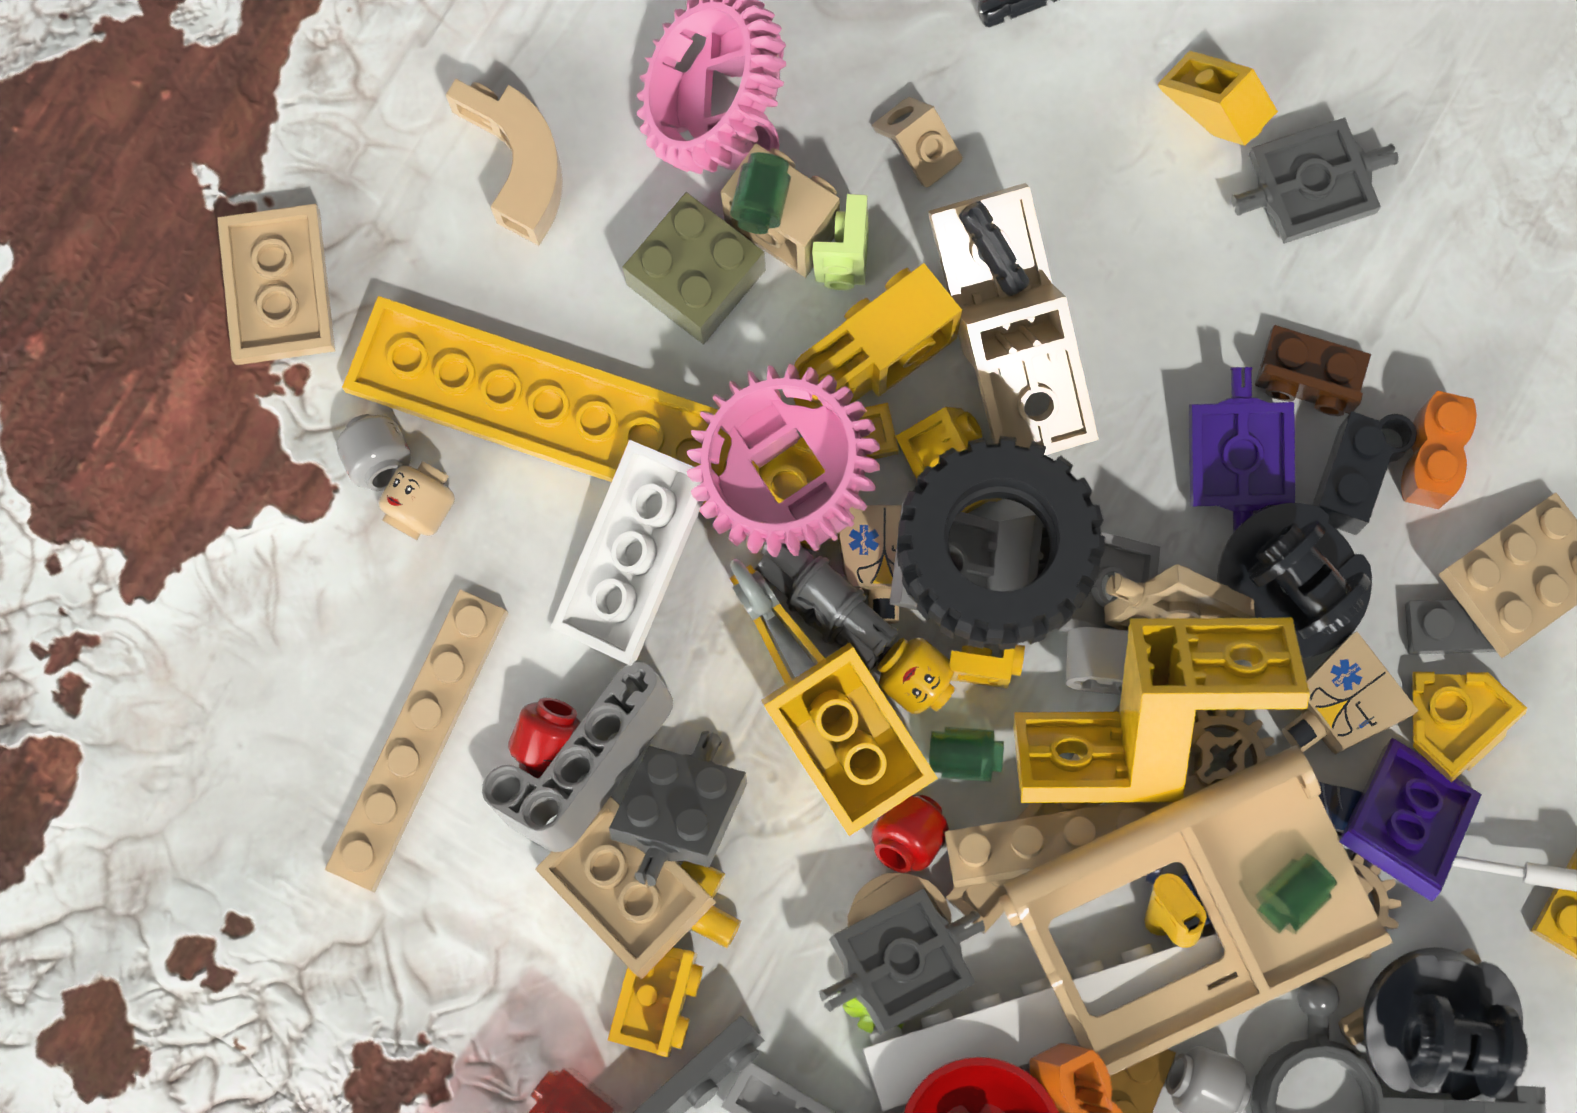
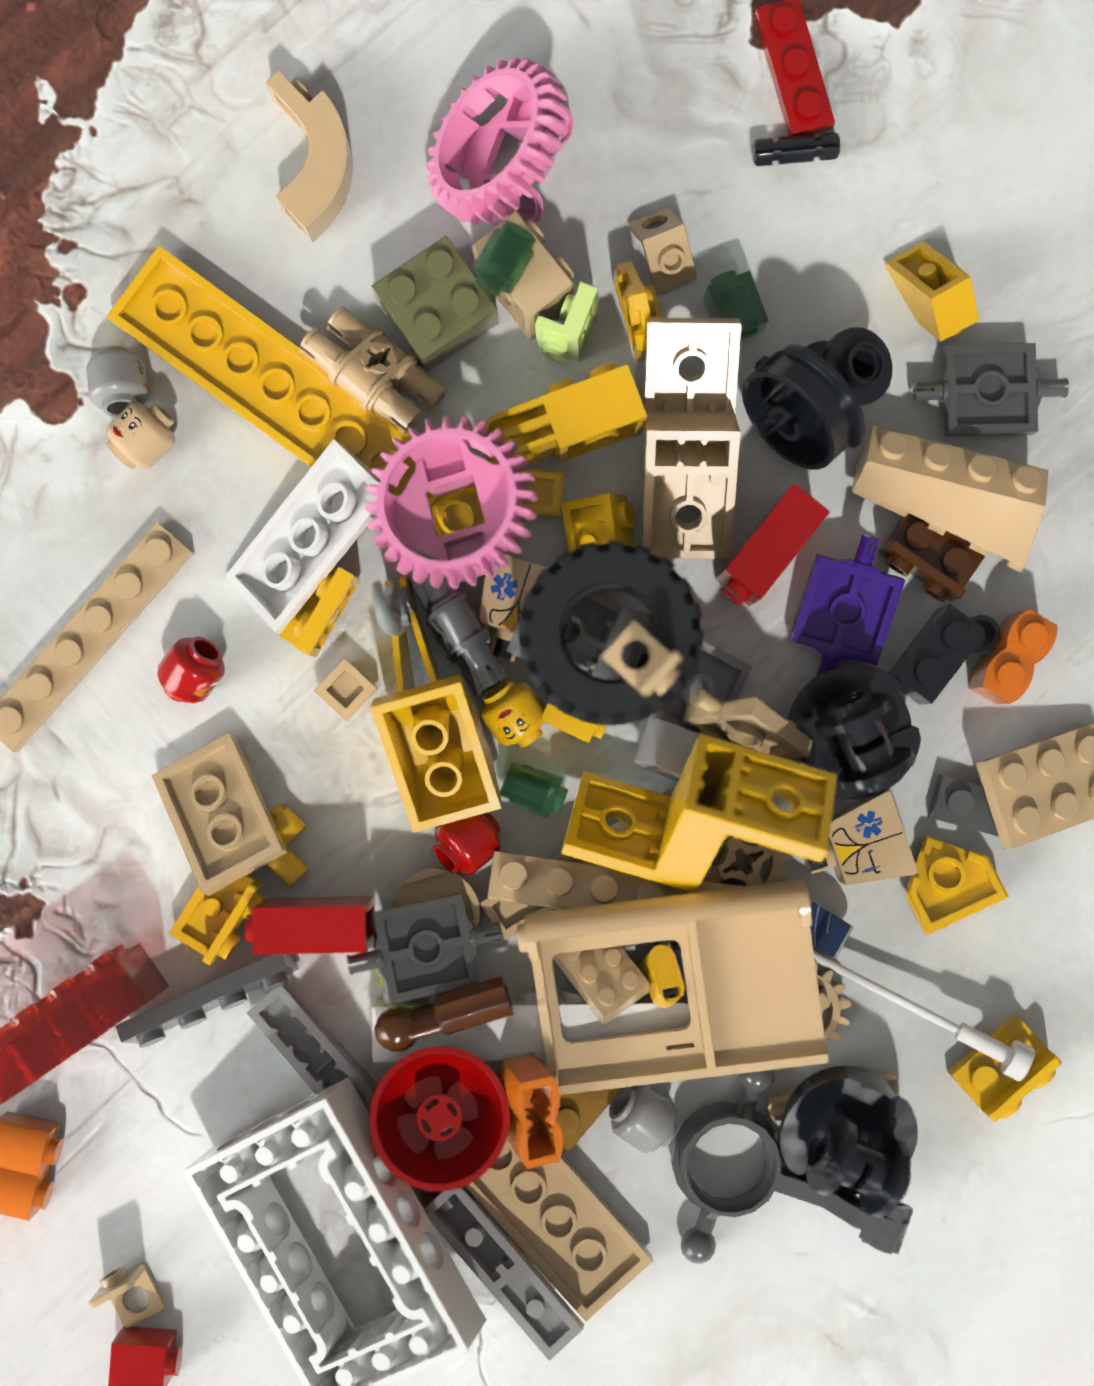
camera: 10 degrees right, 10 degrees up
(276, 284) = (76, 207): tan plate -> none
(634, 707) = (220, 692): light grey beam -> none
(649, 355) = (373, 369): none -> tan pin
(671, 628) = (321, 612): none -> yellow bracket
(678, 807) = (280, 763): dark grey plate -> none
(723, 708) = (346, 689): none -> tan plate
(767, 975) = (311, 925): none -> red brick
(909, 205) = (636, 304): none -> yellow plate
(954, 1023) = (449, 1013): none -> reddish brown piece
(994, 248) = (693, 369): black axle -> none
(1013, 164) = (736, 298): none -> clear green brick
(1067, 553) = (658, 672): none -> tan bracket
(1111, 934) = (604, 979): none -> tan piece
(1130, 241) = (811, 395): none -> black piece
(1138, 410) = (771, 546): none -> red brick
(1295, 894) = (762, 1000): clear green brick -> none
(1313, 293) = (955, 491): none -> tan wedge
(1410, 819) = (880, 961): dark purple tile -> none

